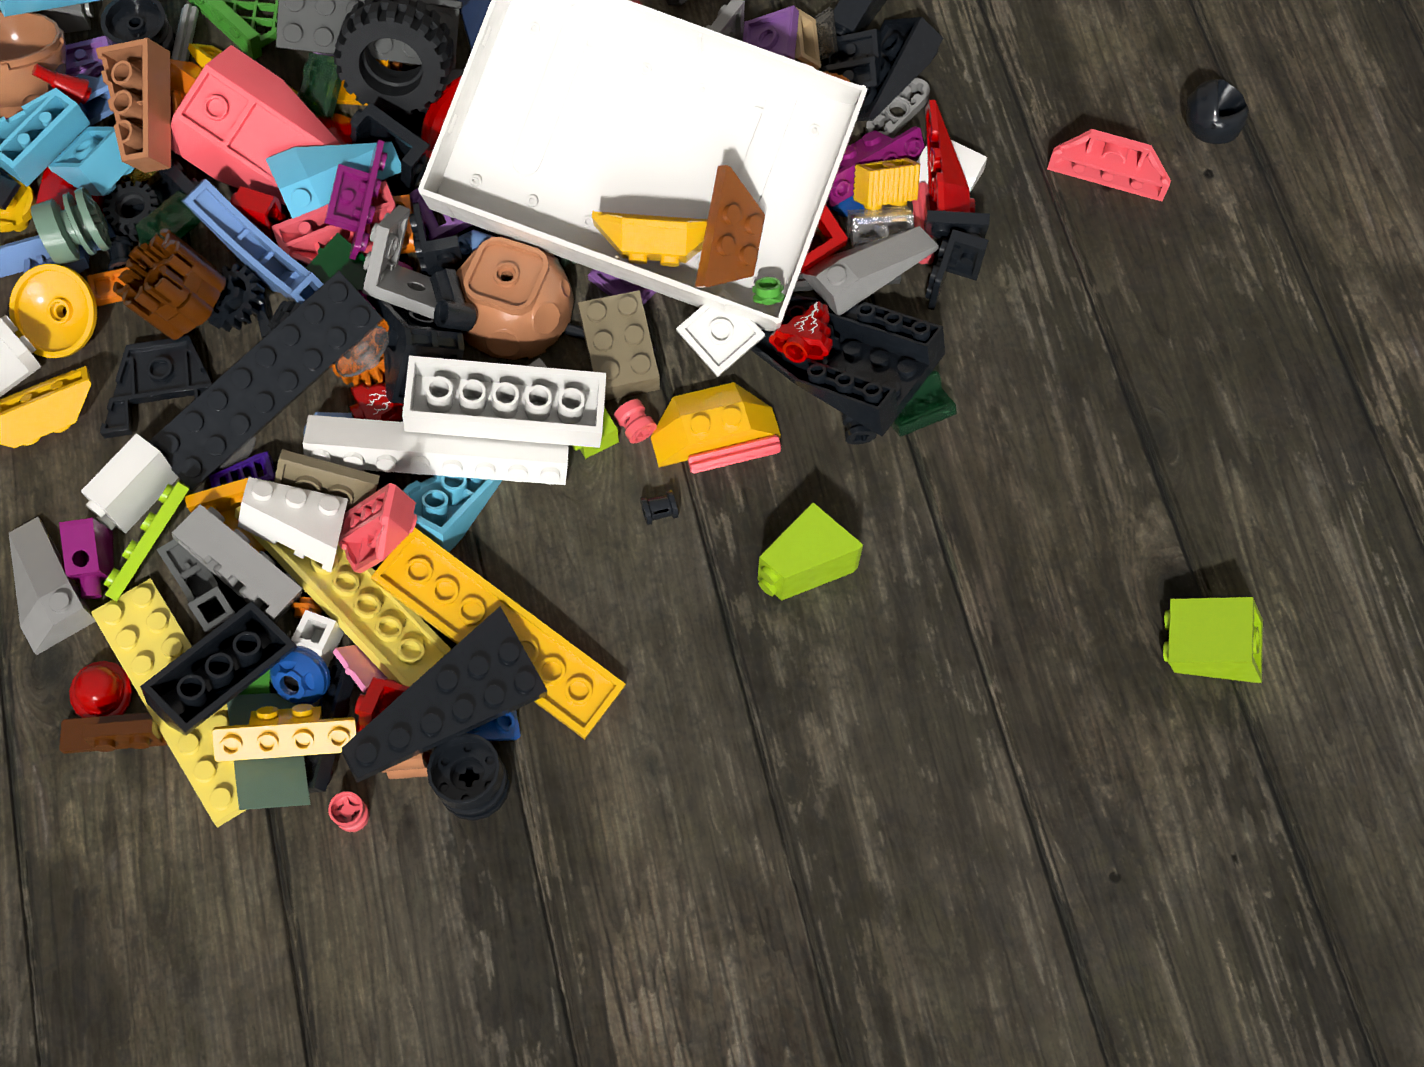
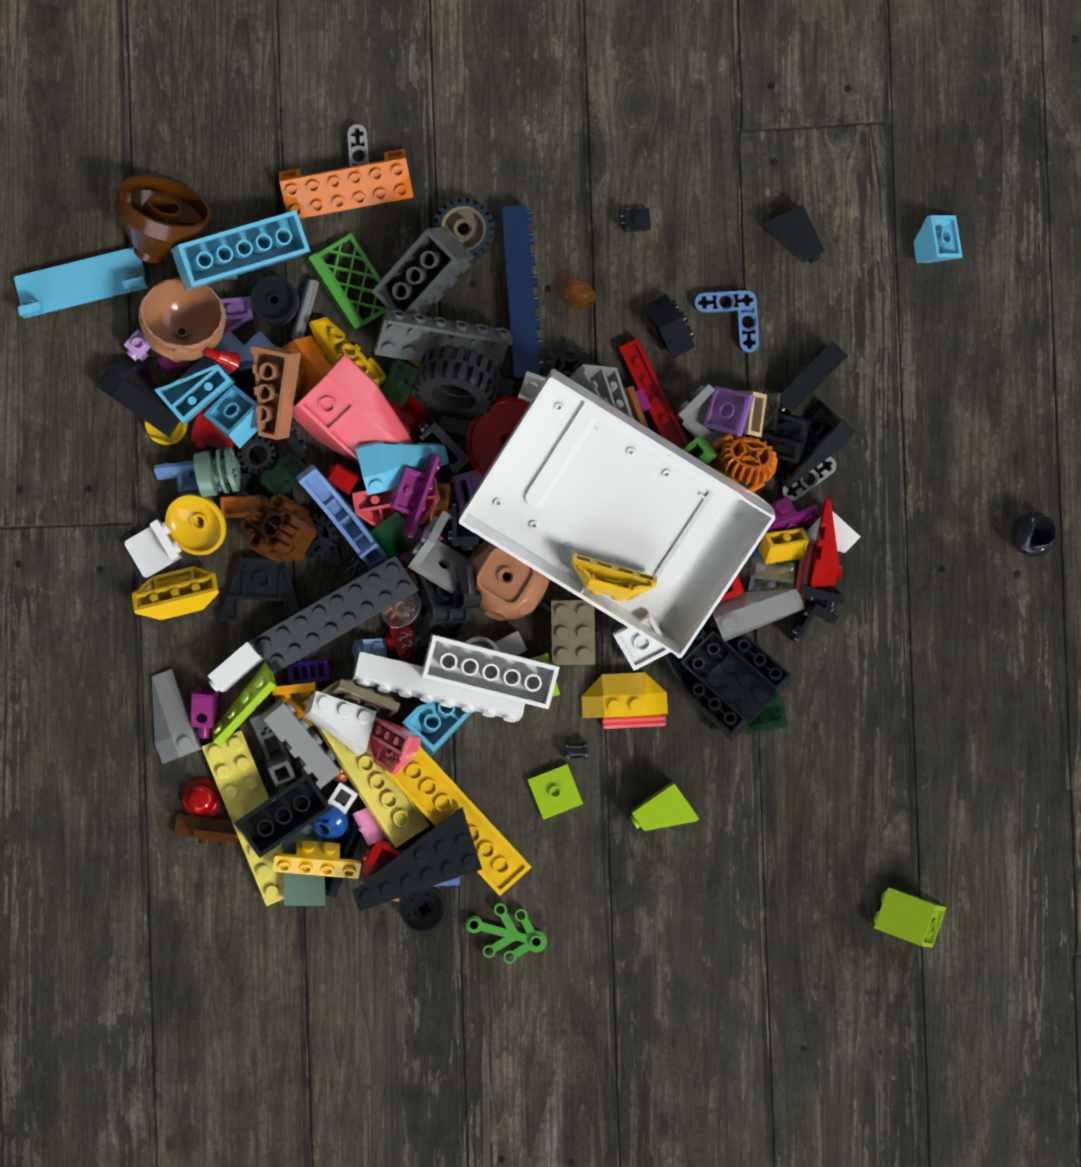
camera: 10 degrees right, 20 degrees up
(344, 807) = (345, 914): coral wheel -> none
(612, 795) = (509, 933): none -> bright green plant
(633, 418) = (573, 686): coral wheel -> none
(640, 573) = (555, 791): none -> lime plate
(731, 232) = (661, 593): dark orange wing -> none
(768, 291) = (681, 625): bright green plate -> none
(805, 335) = (700, 656): red rock -> none
(1112, 163) = (948, 556): coral wedge -> none

